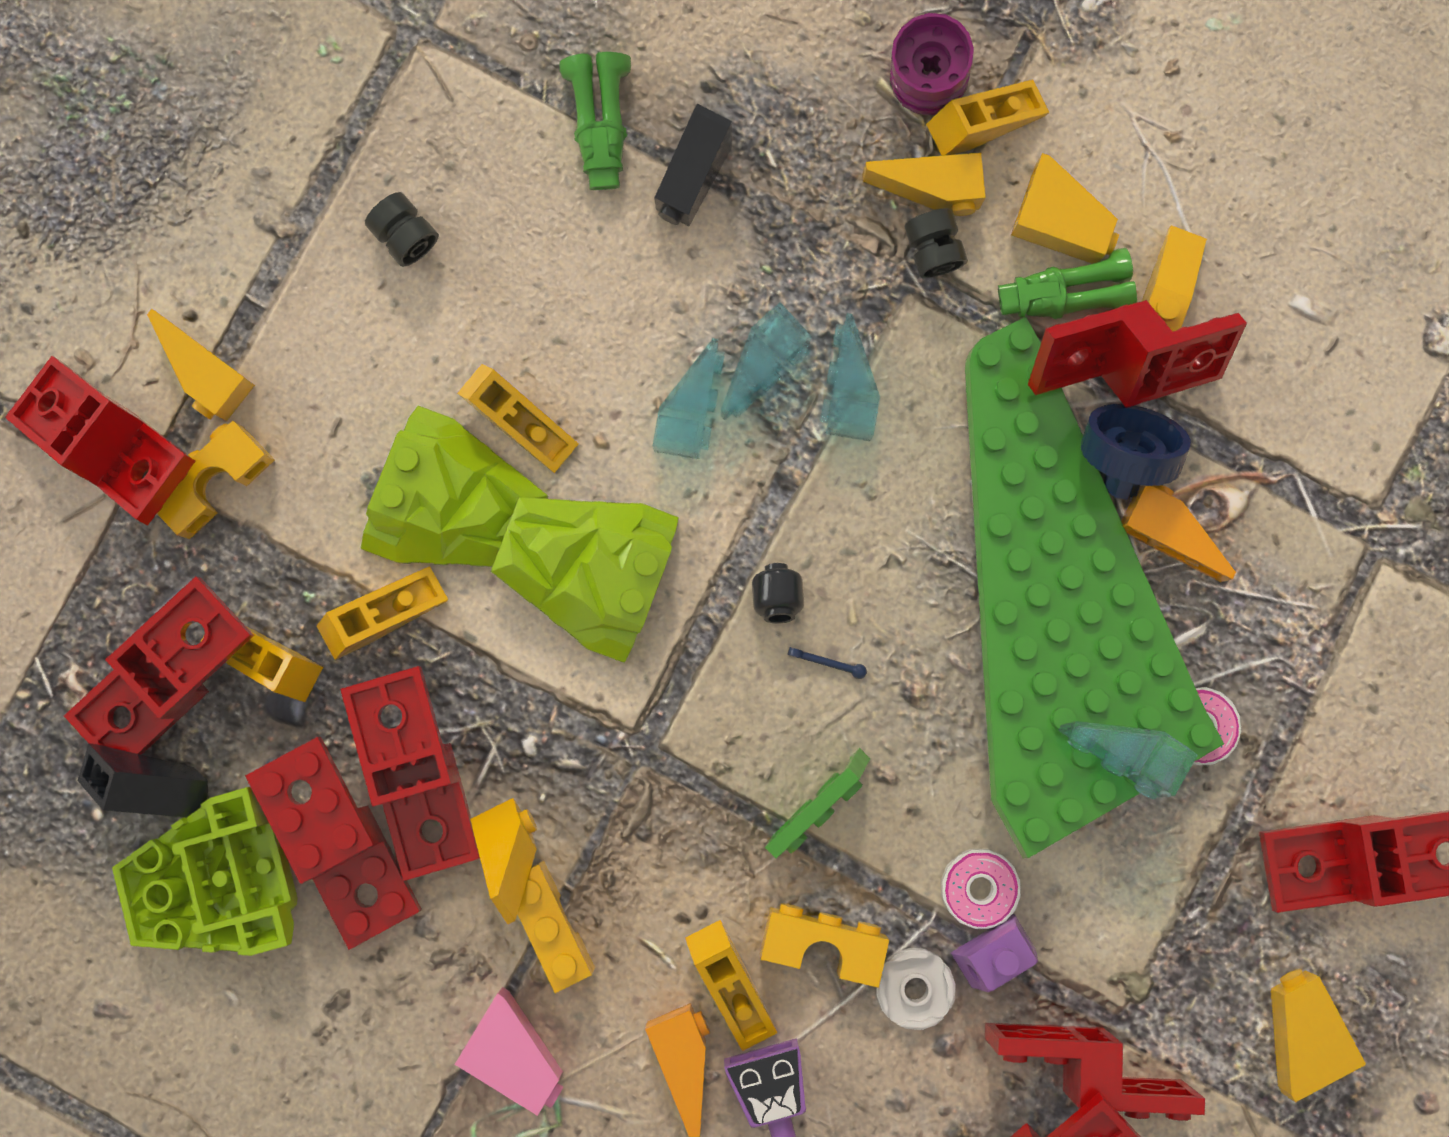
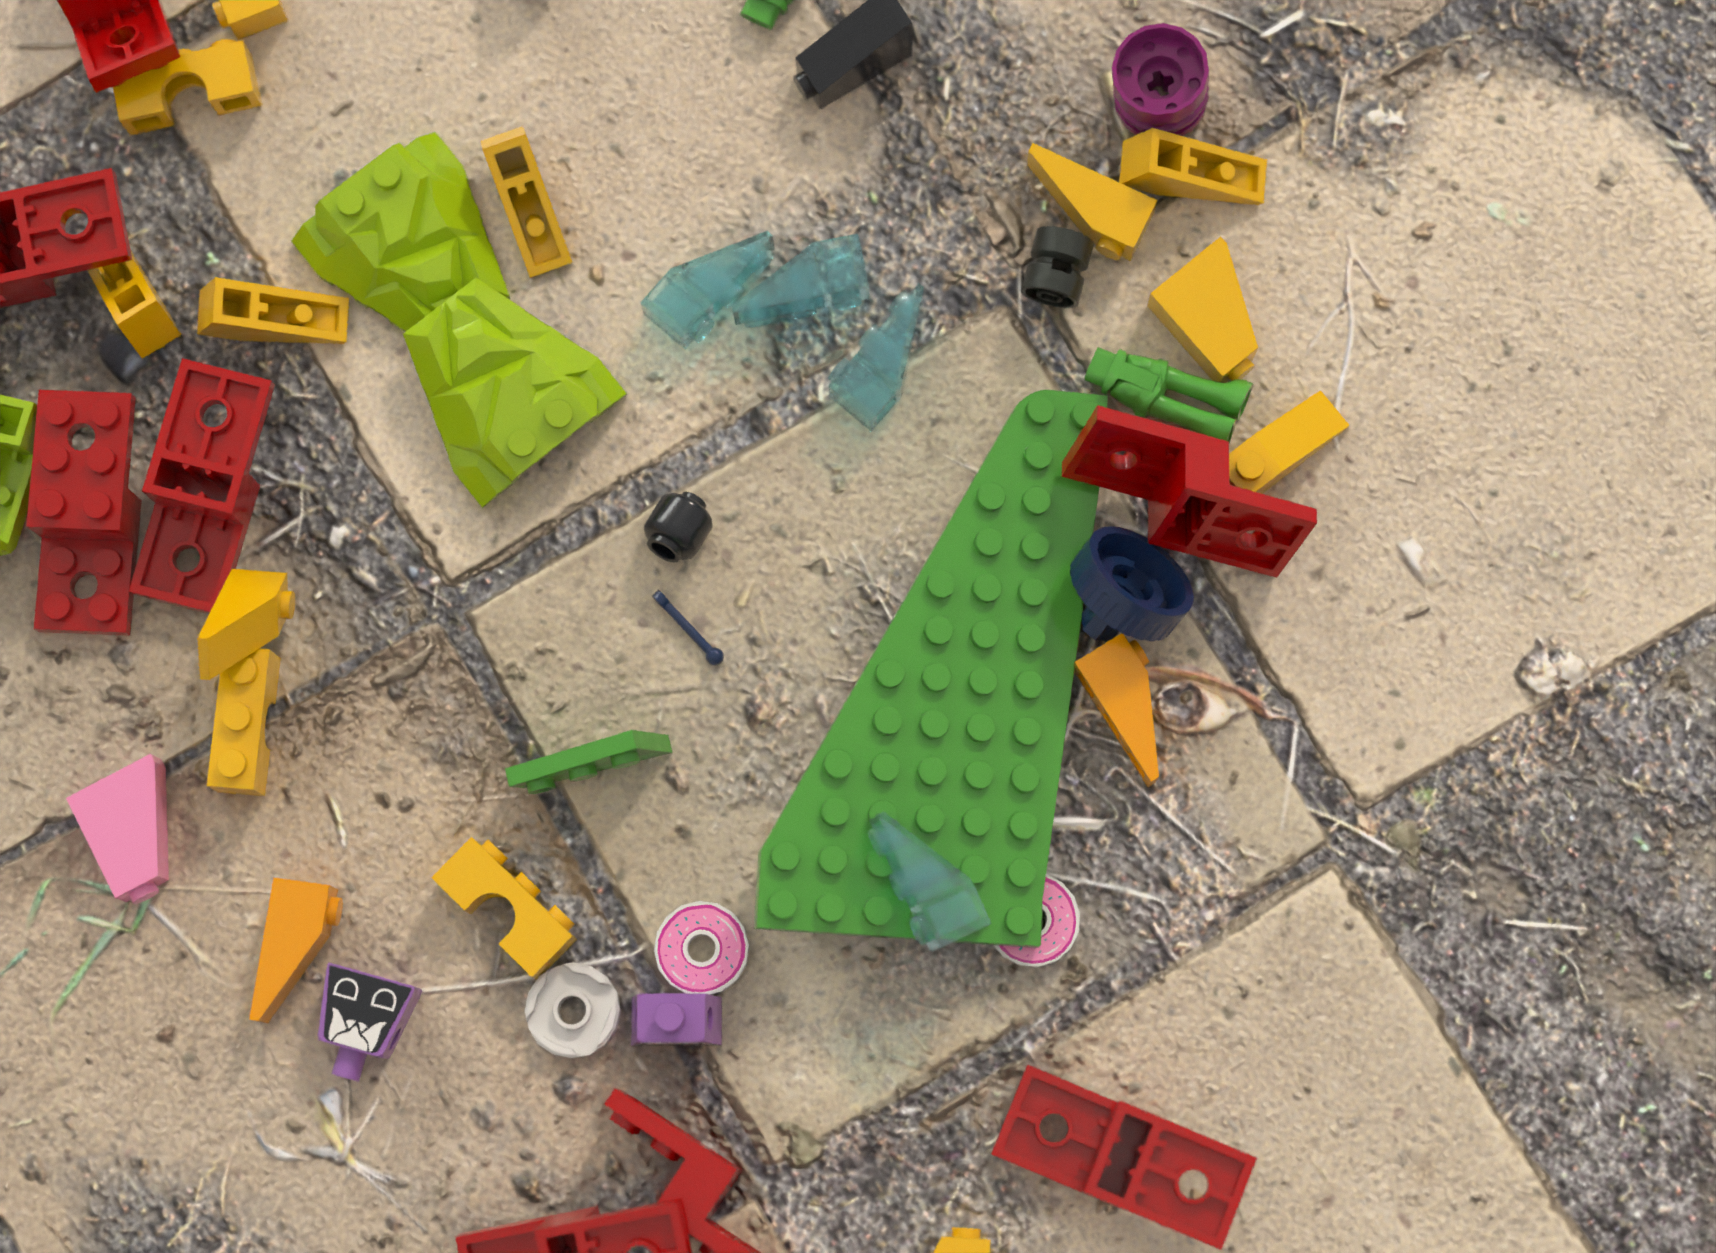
camera: 40 degrees right, 5 degrees down
(730, 985) = (386, 891): yellow slope -> none

